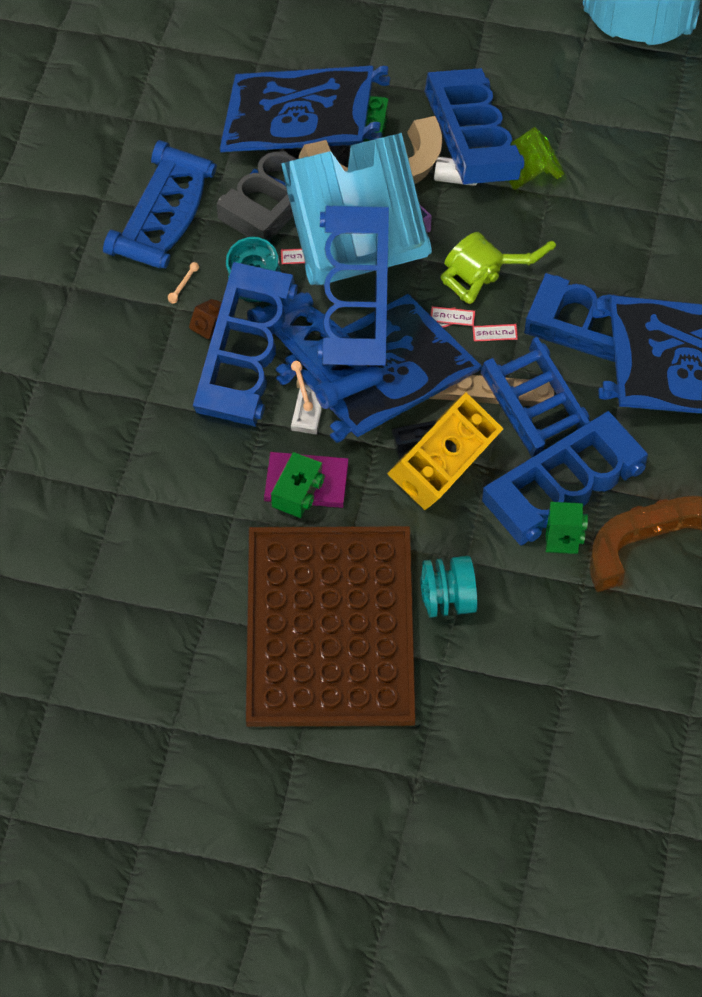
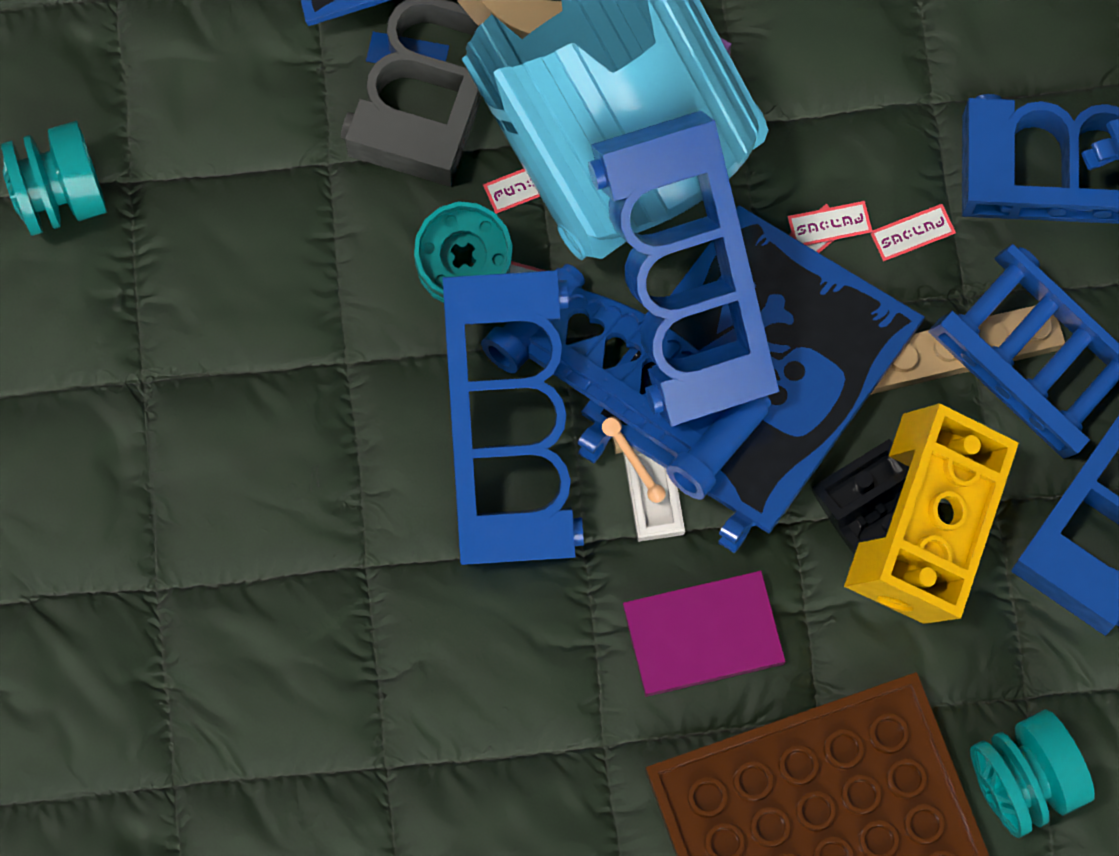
camera: 20 degrees left, 15 degrees up
(64, 180) = (53, 178): none -> teal wheel
(171, 164) = (221, 258): blue piece -> none
(173, 297) = (332, 343): light nougat hinge -> none
(205, 318) = (414, 368): reddish brown bracket -> none
(297, 485) = (689, 687): green brick -> none
(480, 263) = (842, 110): lime piece -> none

